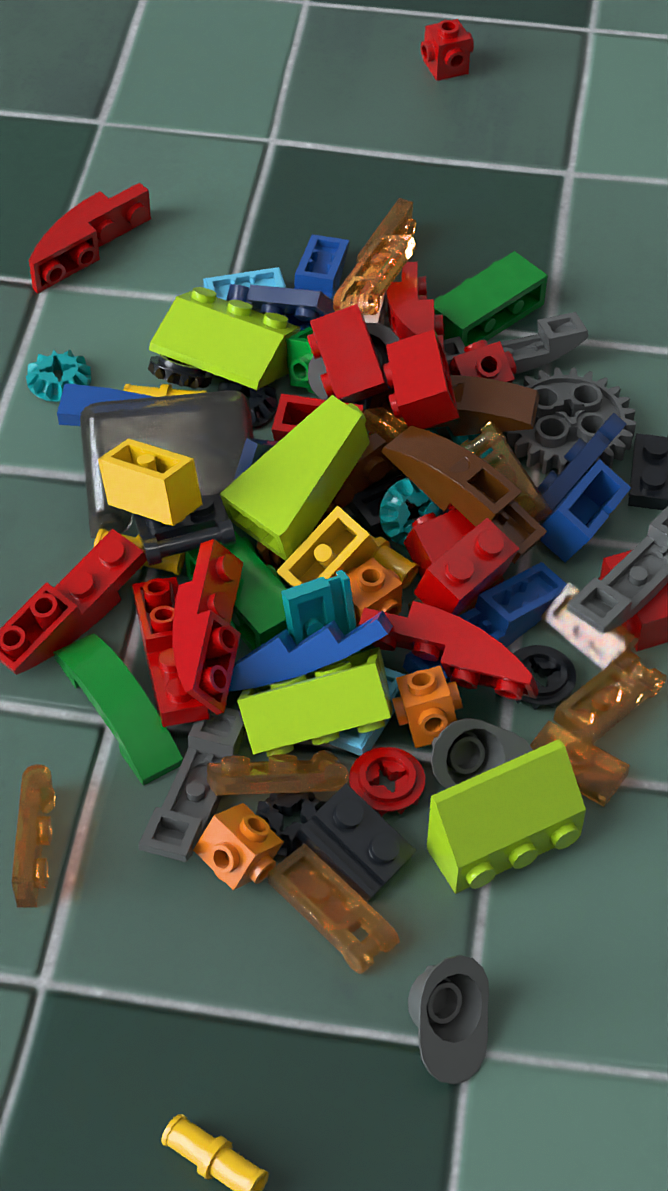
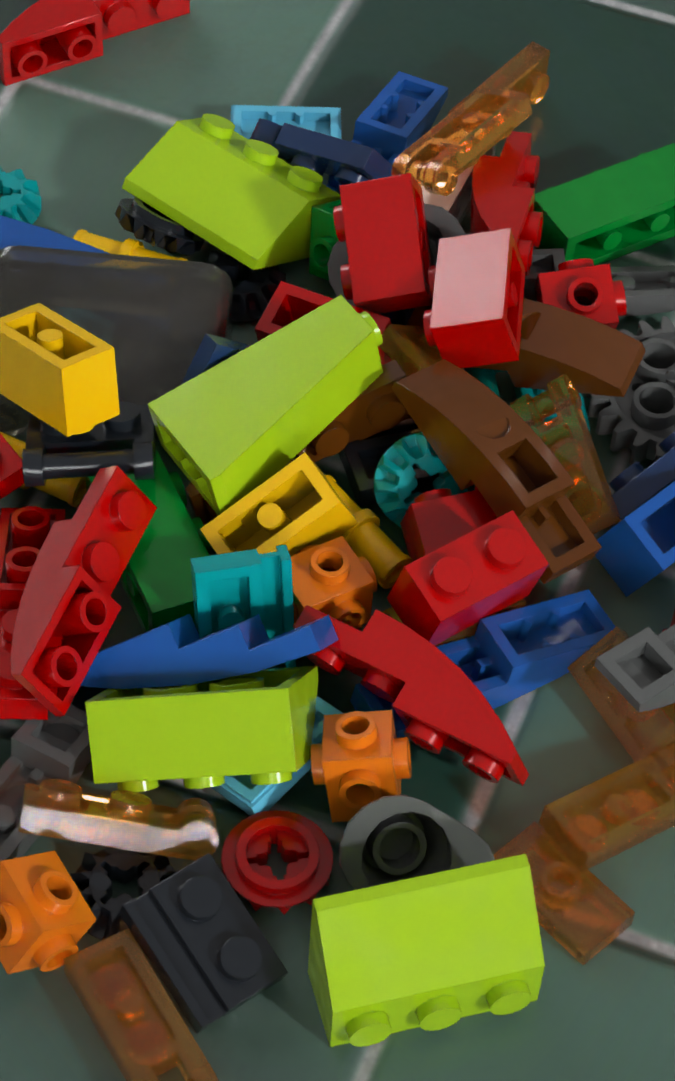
camera: 10 degrees right, 0 degrees up
(550, 664) = (561, 740): black gear -> none

